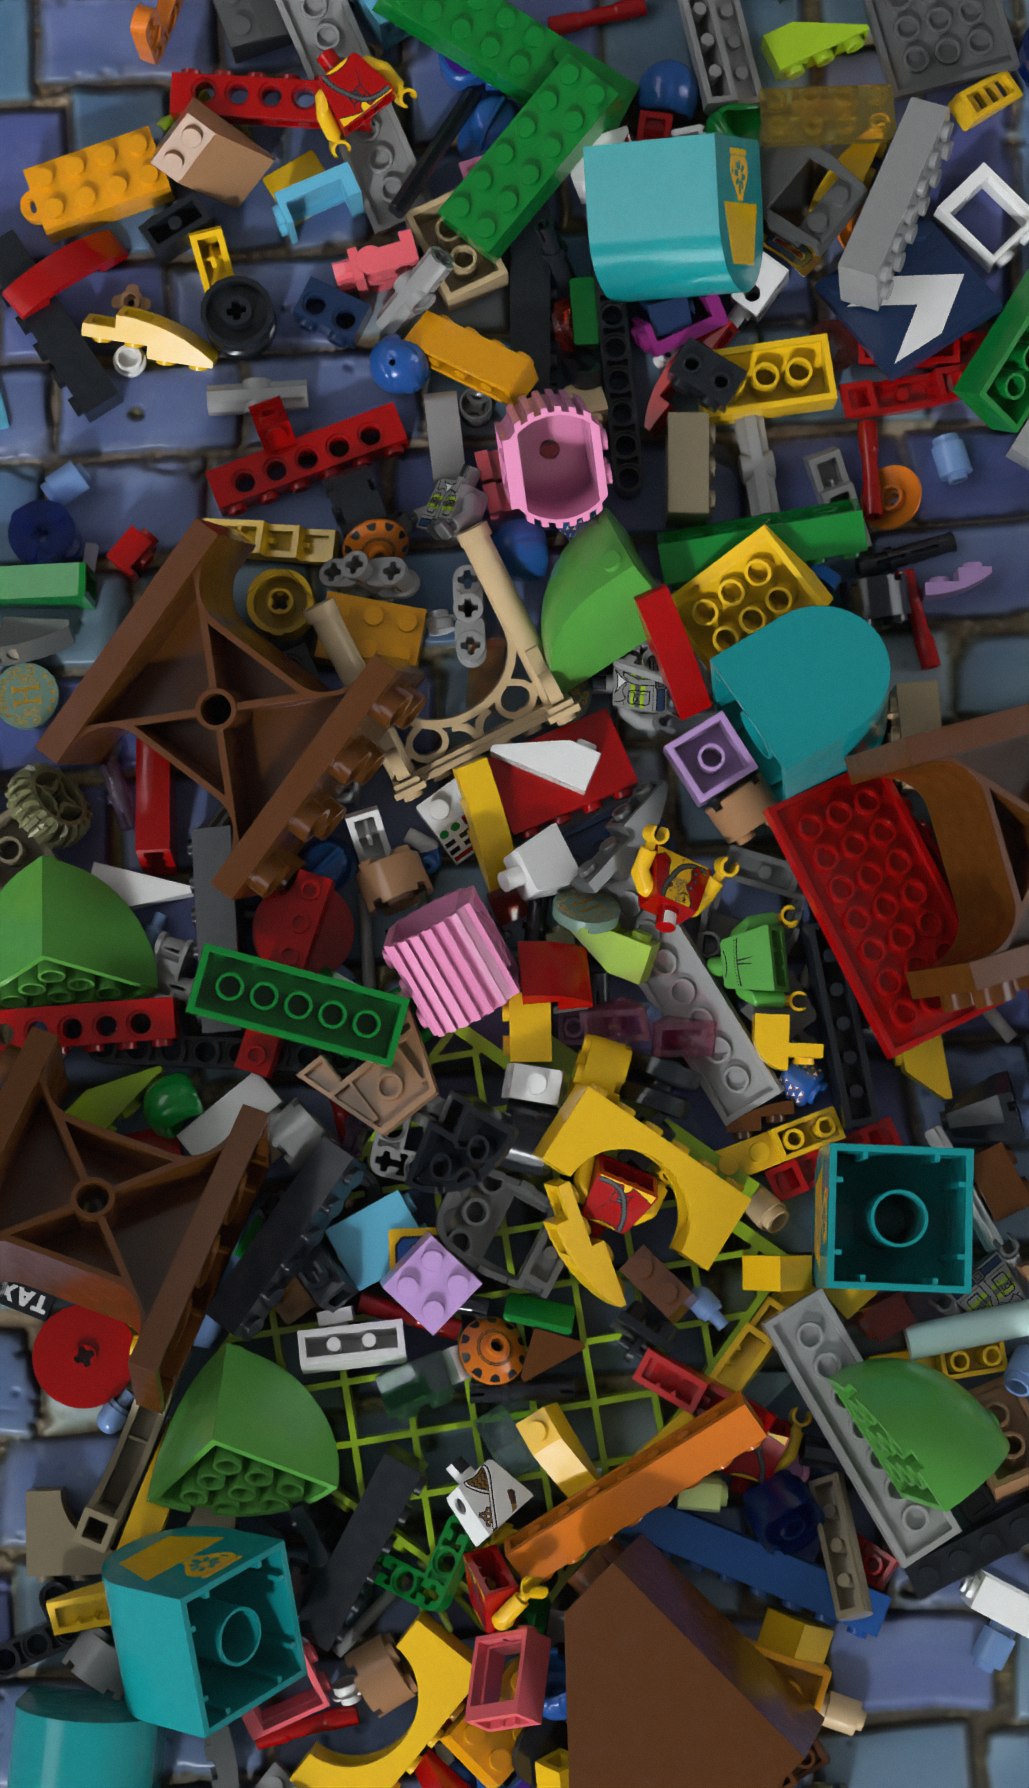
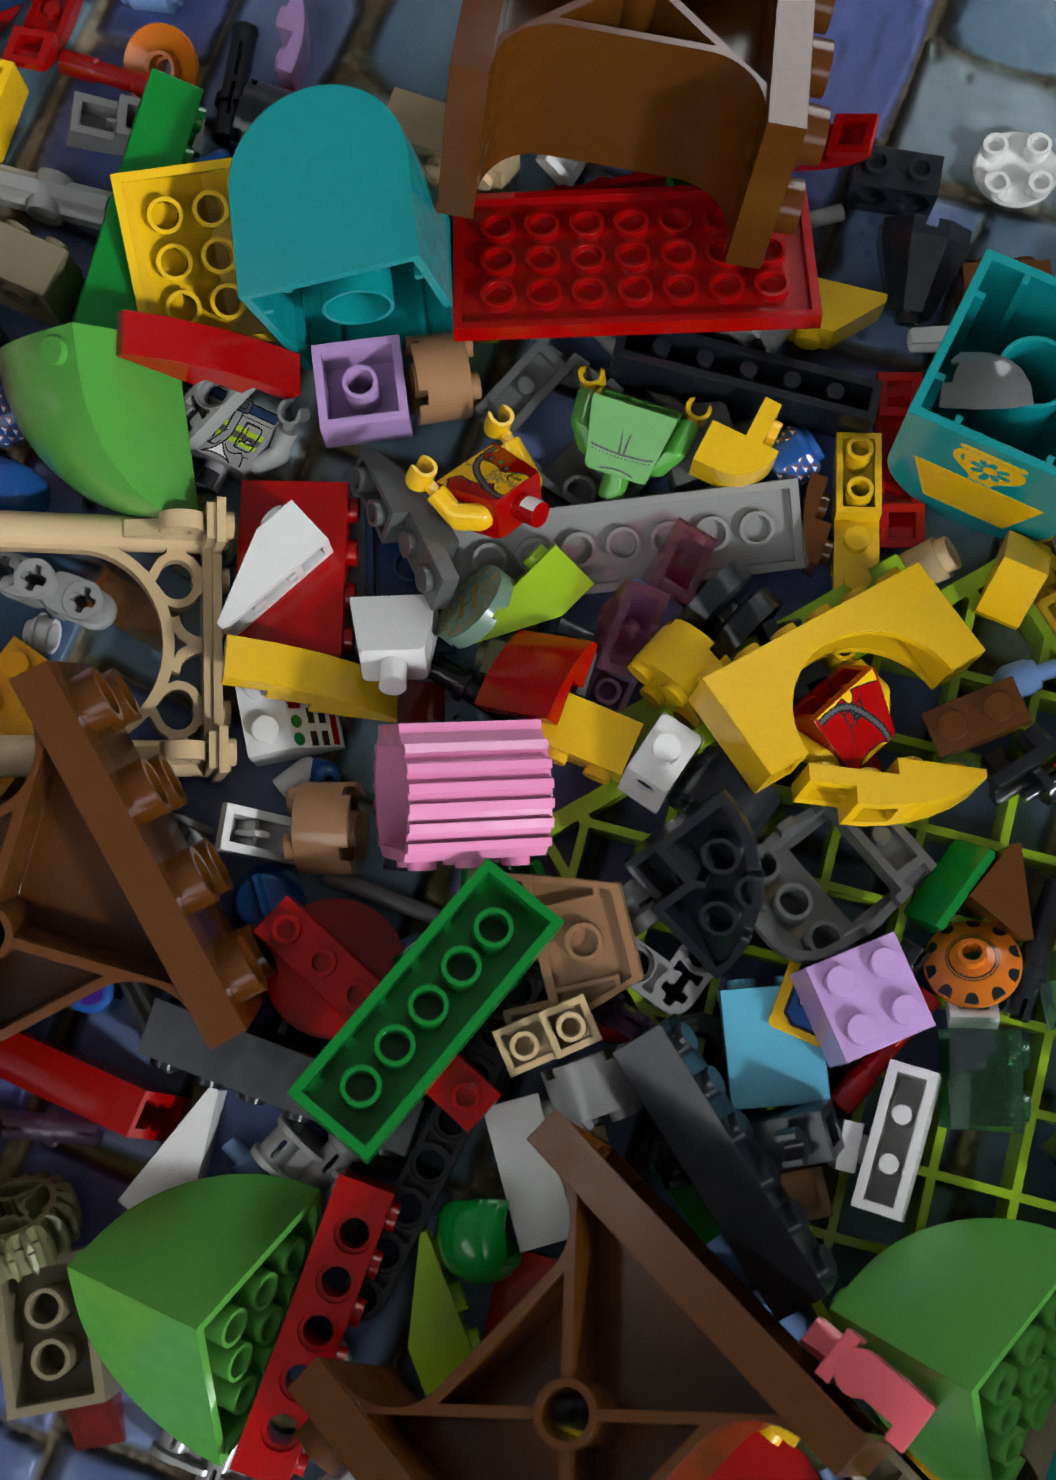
camera: 65 degrees left, 5 degrees down
(194, 1380) = (869, 1377): none -> coral hips
(318, 1089) = (546, 1035): none -> tan slope
(872, 1187) = (986, 382): none -> dark grey brick

